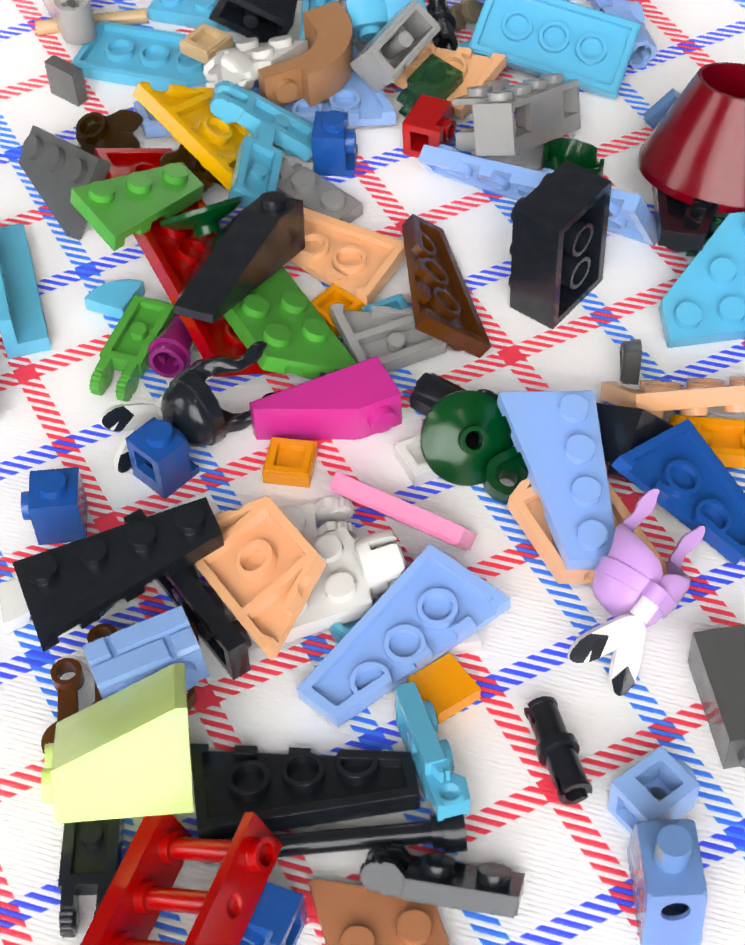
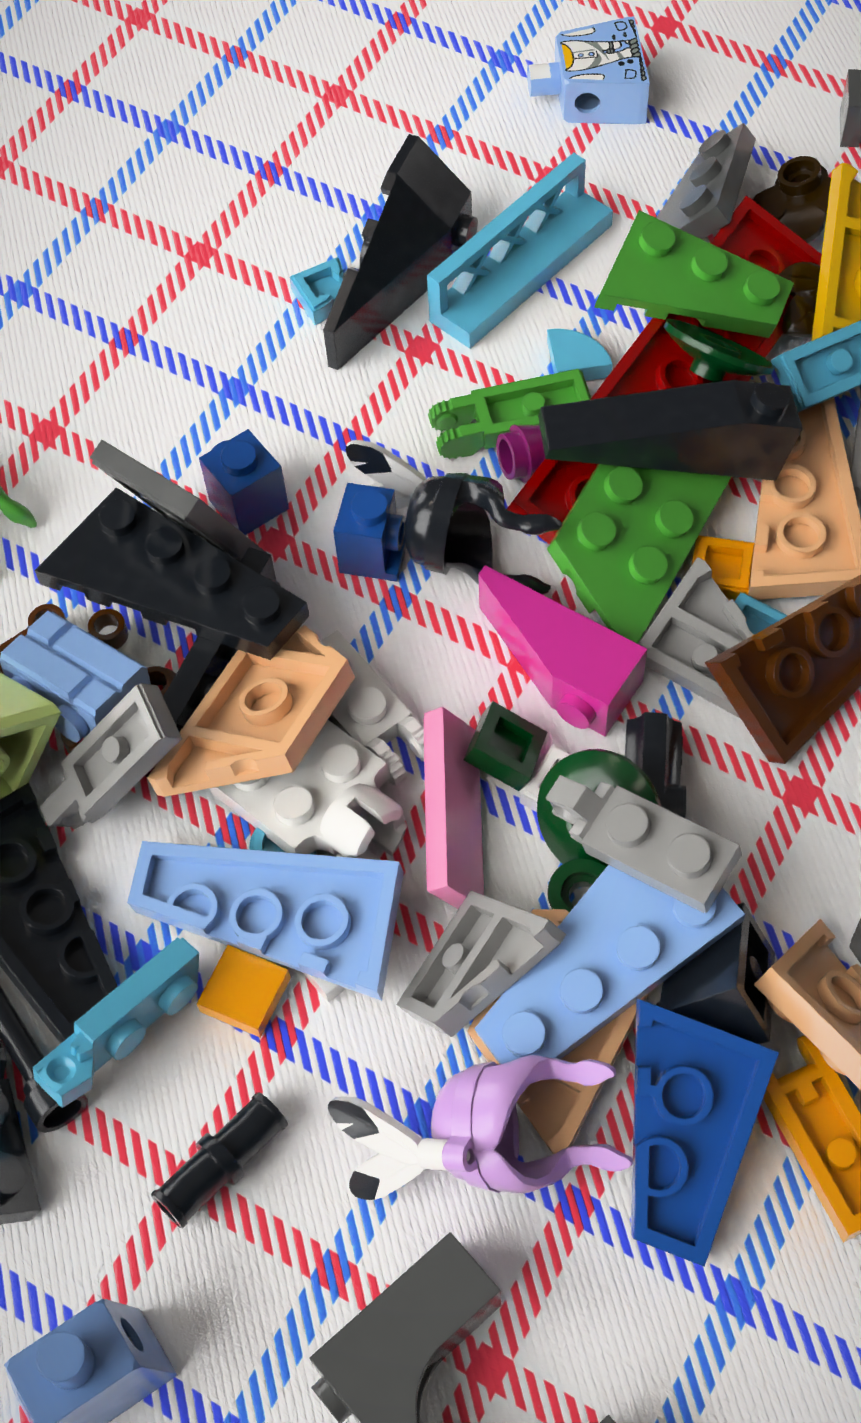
camera: 60 degrees right, 10 degrees up
(65, 520) = (172, 501): none -> dark grey tile
(233, 663) = (112, 758): none -> light grey hinge
(290, 462) = (463, 657): light orange tile -> none
(378, 465) = (505, 746): none -> dark green plate
(520, 404) = (646, 841): none -> light grey hinge
(522, 541) = (476, 962): none -> light grey wing
(659, 777) = (189, 1285): light blue brick -> none

